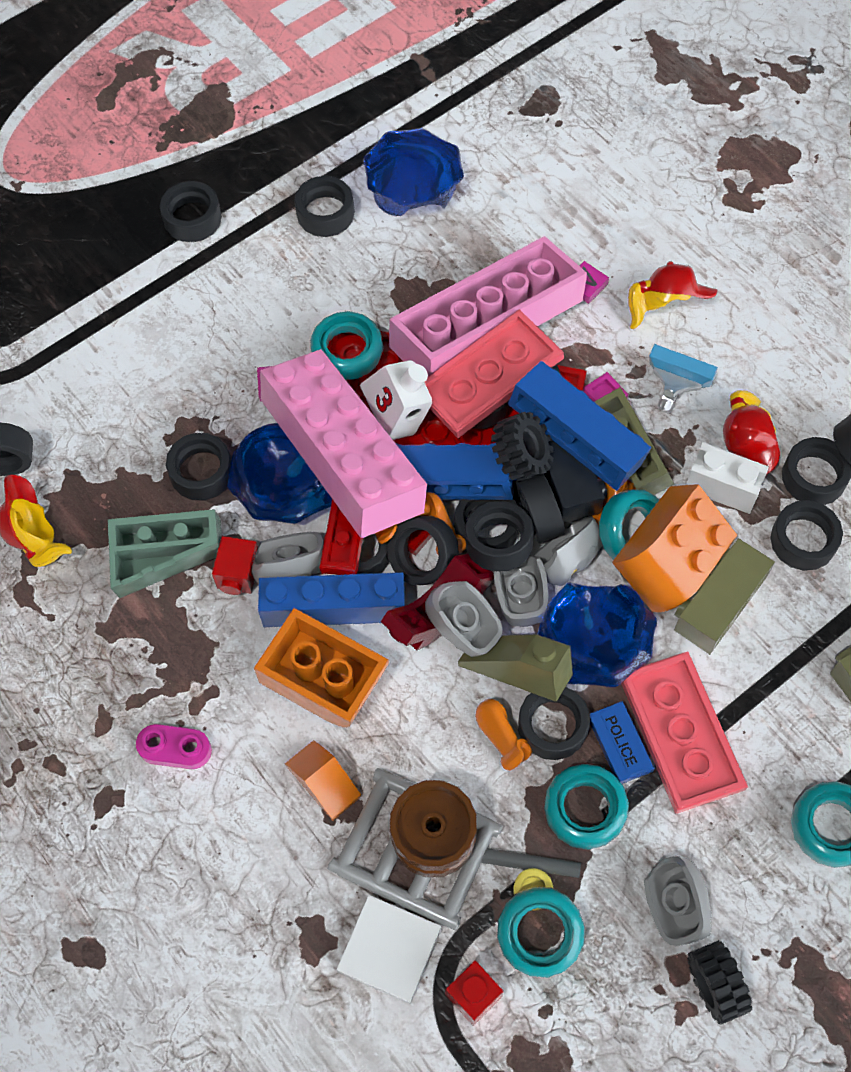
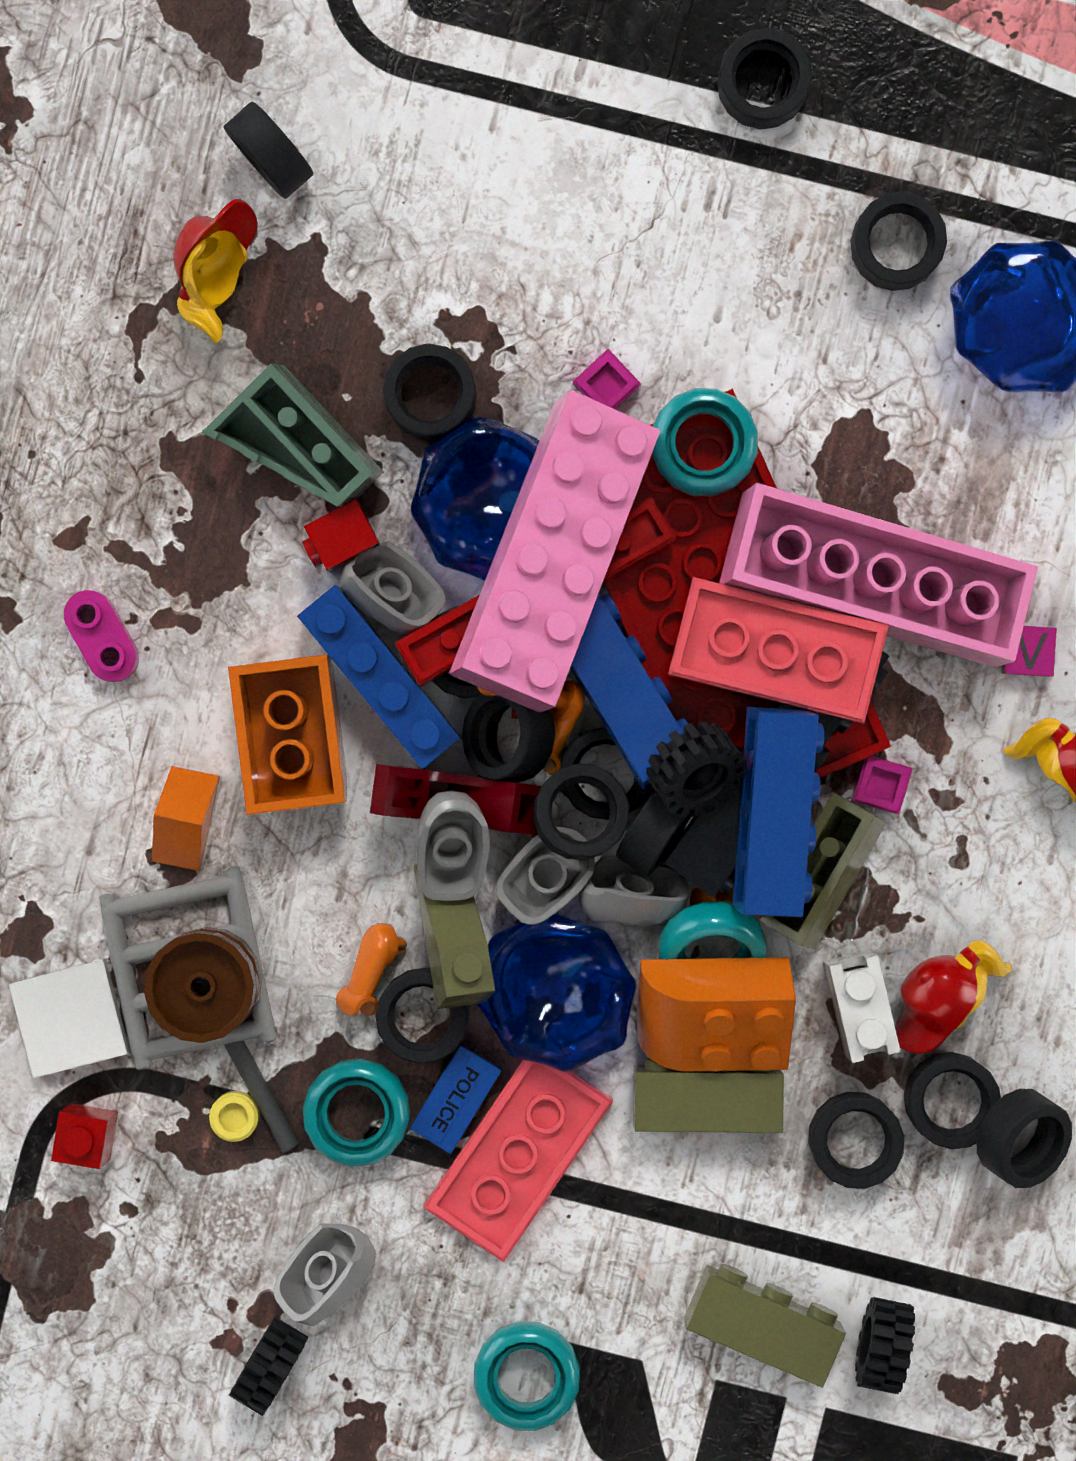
camera: 50 degrees right, 25 degrees up
(398, 397) = (666, 566): white torso -> none
(559, 959) = (161, 1176): teal wheel -> none
(679, 374) = (968, 858): dark azure piece -> none

